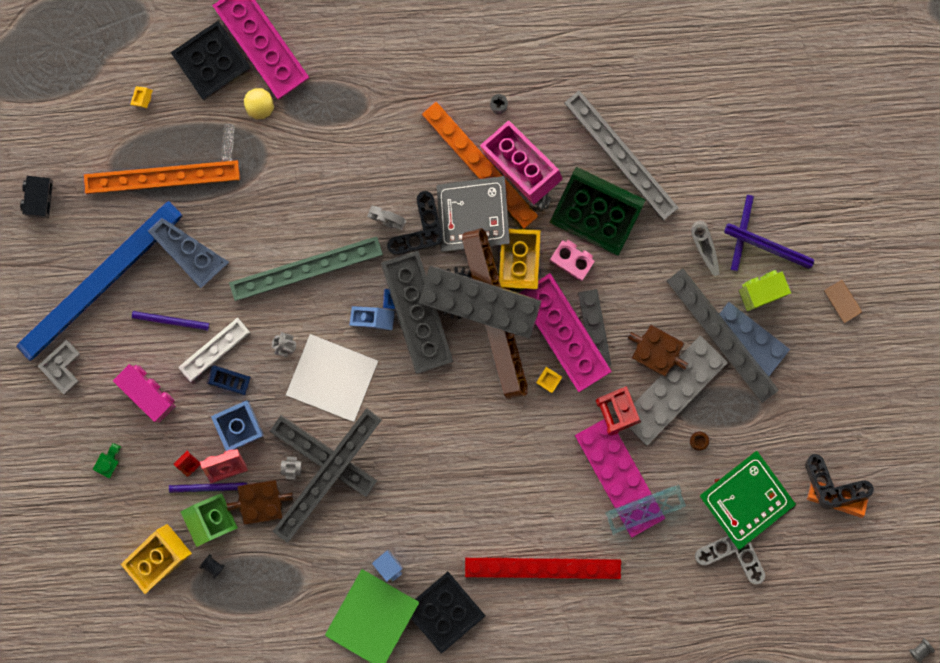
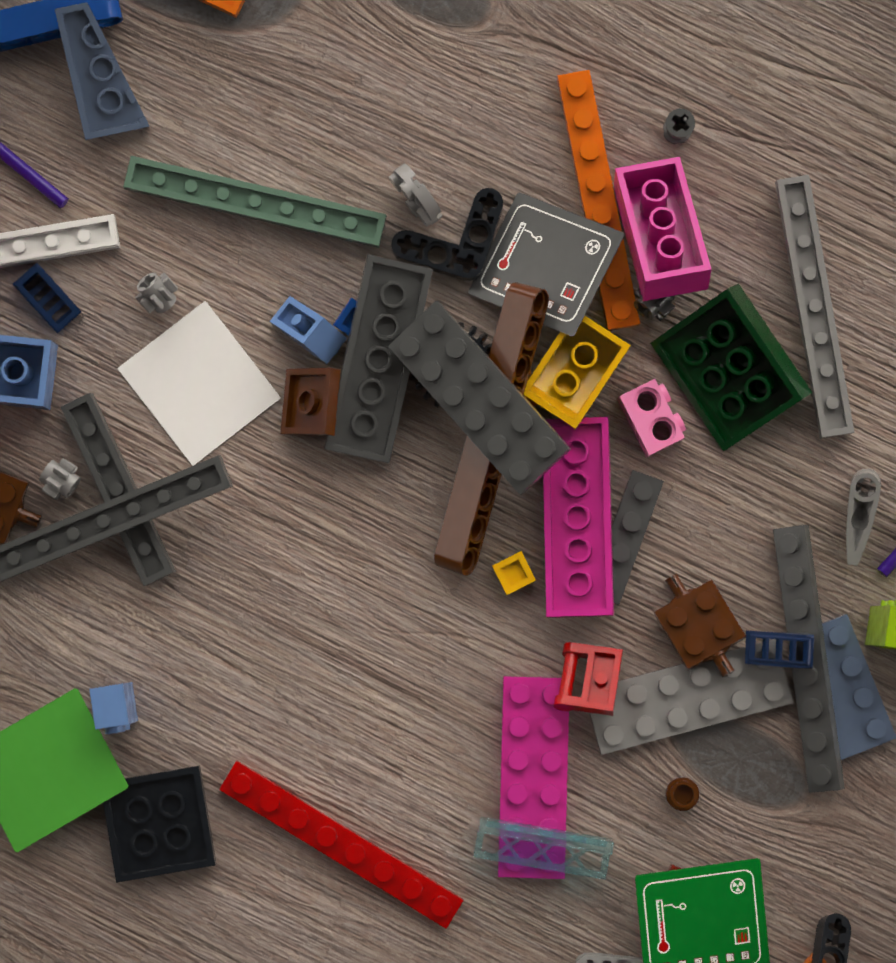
camera: 30 degrees right, 0 degrees up
(395, 354) = (310, 402): none -> reddish brown plate
(716, 326) = (808, 649): none -> dark blue slope

